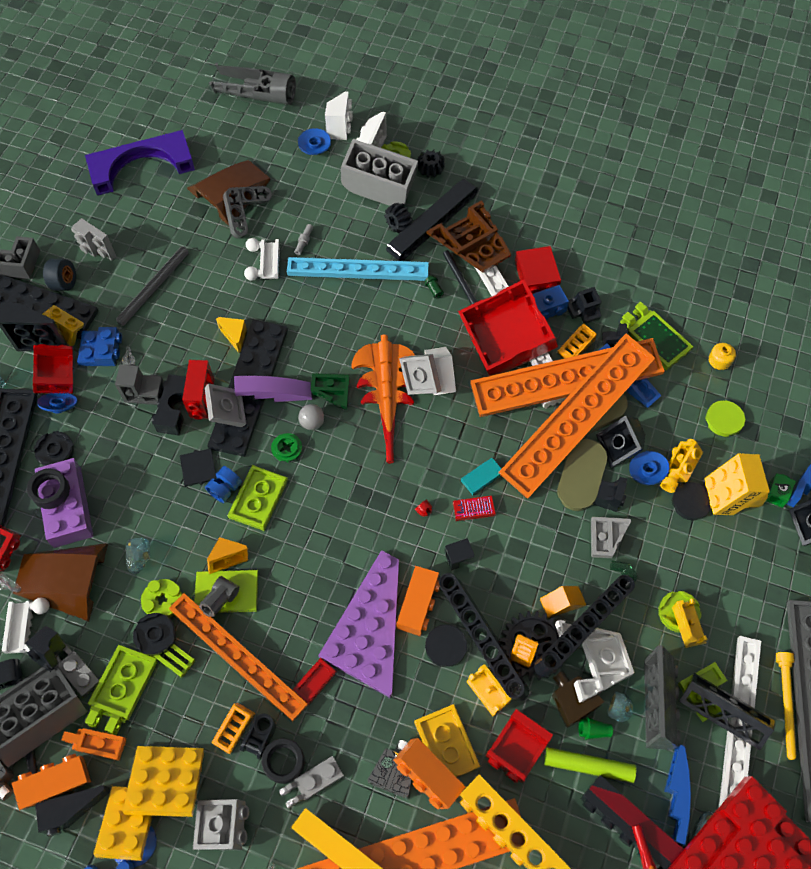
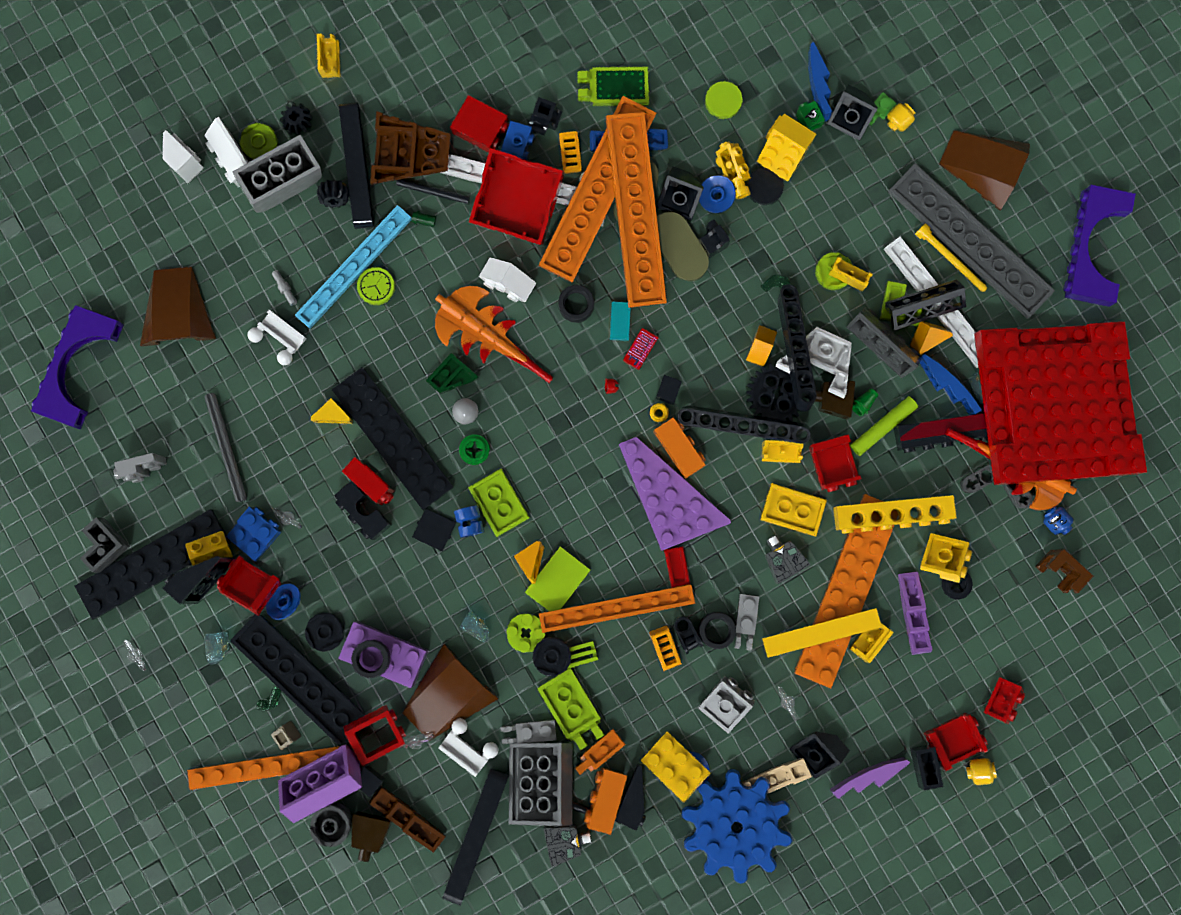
camera: 50 degrees left, 20 degrees up
(45, 648) = (501, 742): black brick -> none
(59, 274) = (150, 518): black wheel -> none
(136, 387) = (326, 526): dark grey brick -> none
(164, 781) = (667, 721): yellow plate -> none
(222, 591) = (561, 586): dark grey piece -> none
(224, 406) = (404, 471): light grey plate -> none
(238, 203) = (200, 312): dark grey beam -> none
(258, 85) = (98, 181): dark grey piece -> none
(272, 387) = (414, 422): medium lavender slope -> none
(314, 141) = (179, 193): blue dish -> none
(356, 293) = (376, 286): none -> lime tile
(420, 374) = (503, 299): light grey plate -> none
(429, 774) = (808, 539): orange brick -> none
(434, 557) = (659, 406): none -> yellow plate
(446, 646) = (726, 455): black tile -> none
(466, 419) = (576, 289): none -> black tyre
(492, 151) = (328, 56): none -> yellow hinge
(524, 650) = (781, 406): light orange slope -> none
(606, 535) = (740, 272): light grey wing -> none
(612, 338) = (591, 118): black panel -> none
(620, 707) = (864, 372): clear light blue rock -> none
(703, 738) = (929, 336): none -> light orange slope
(722, 356) = (675, 54): yellow head -> none

